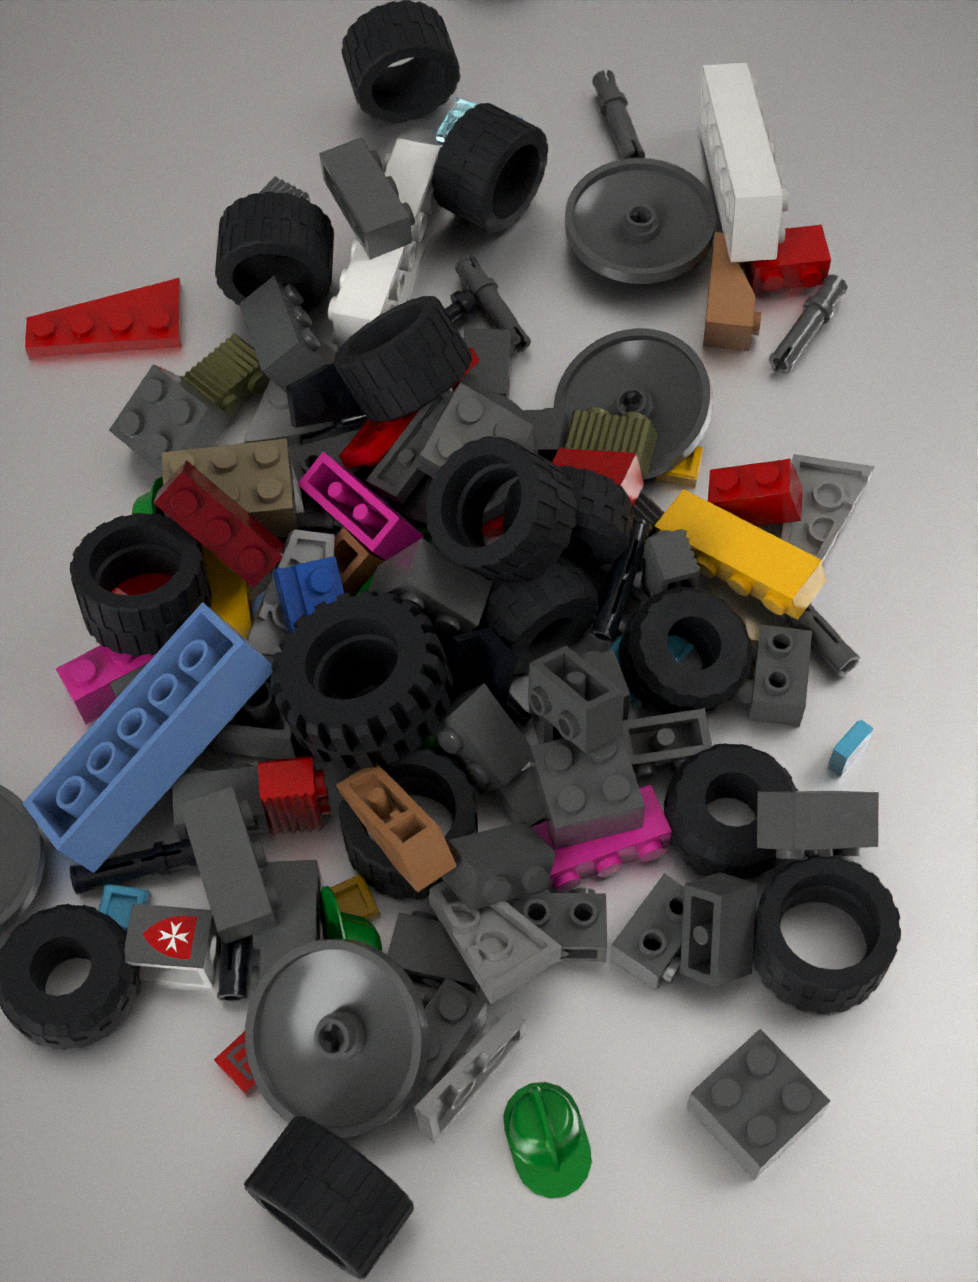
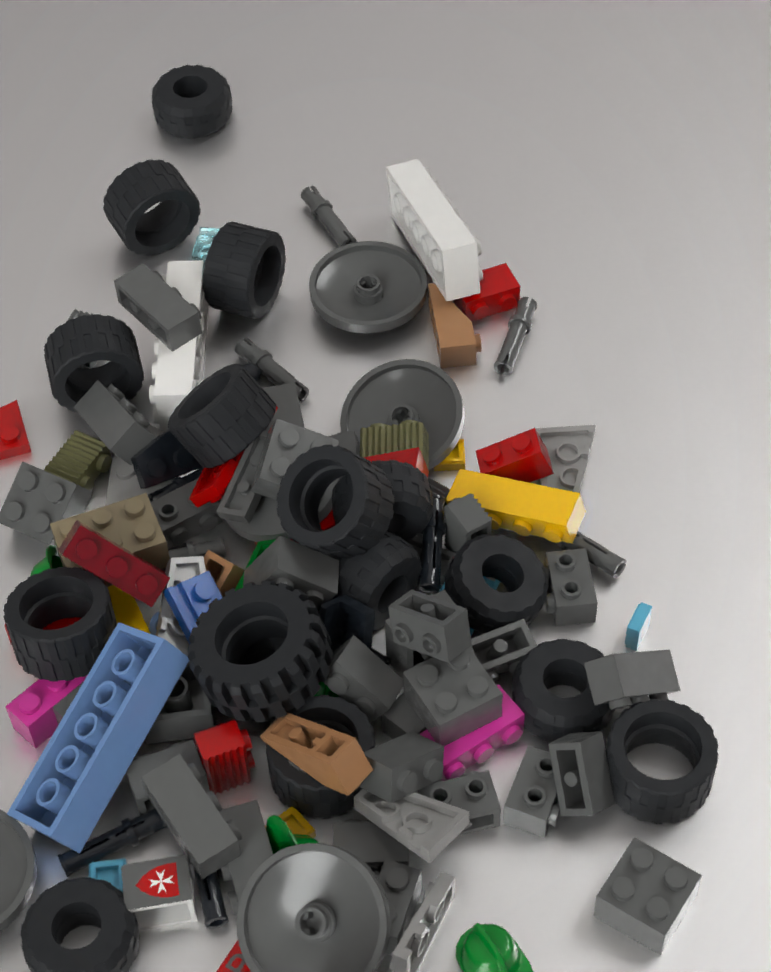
camera: 15 degrees left, 10 degrees down
(358, 508) = (216, 532): dark pink brick -> none

